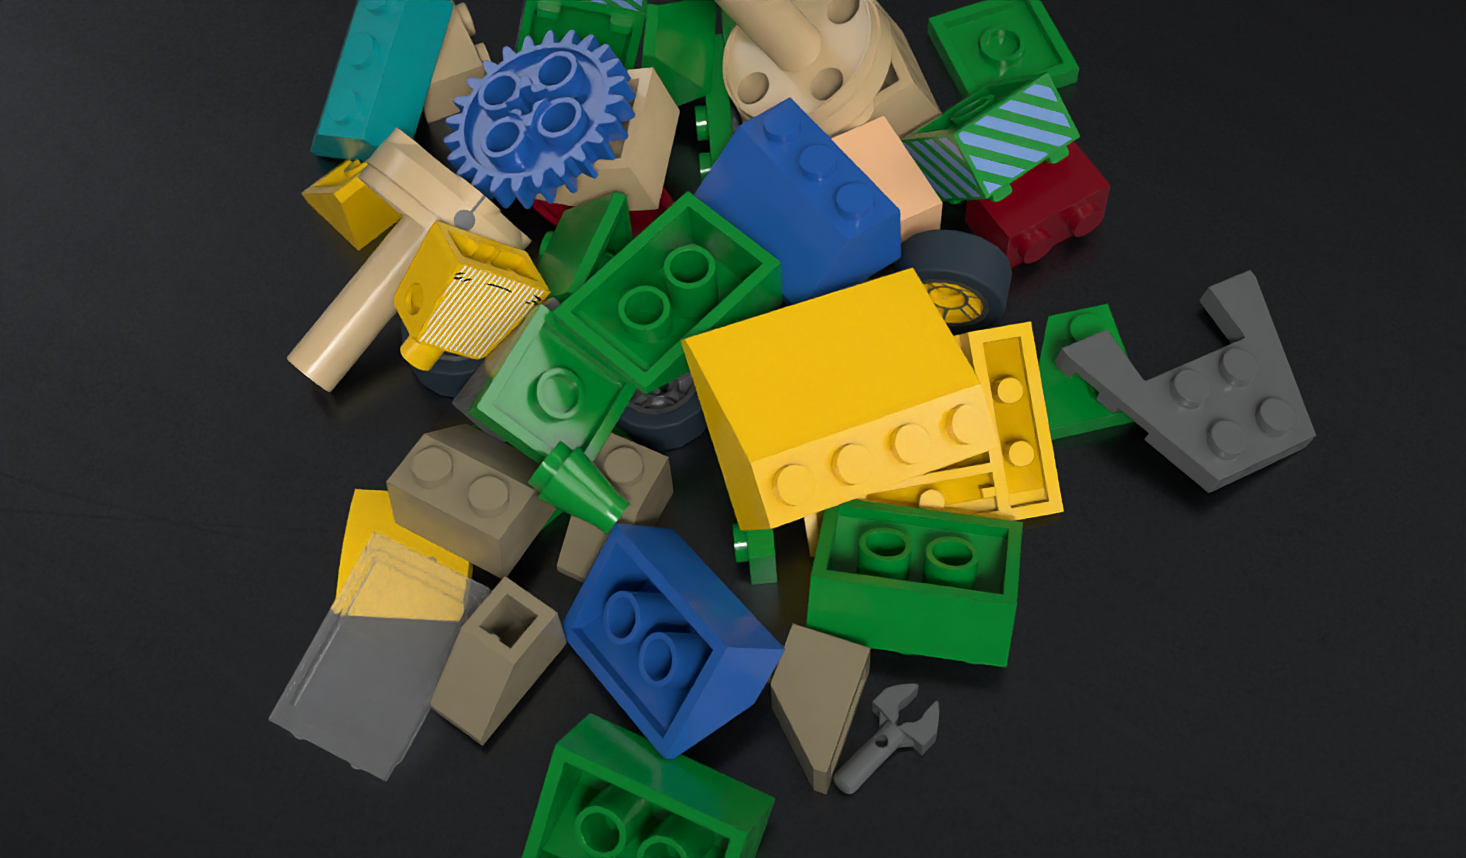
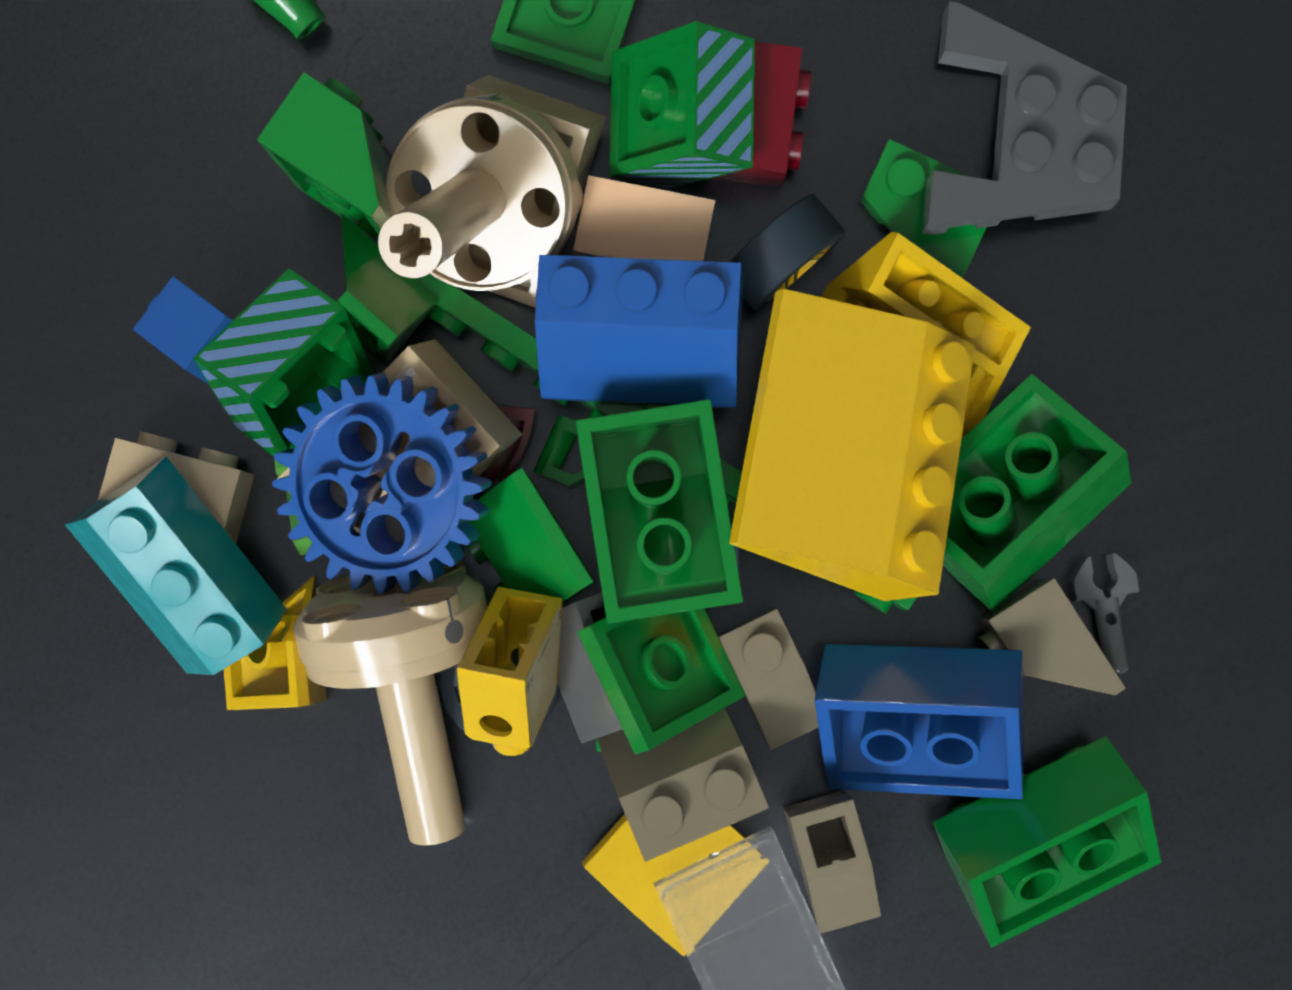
camera: 60 degrees left, 25 degrees up
(577, 487) = (762, 711): green cone -> none

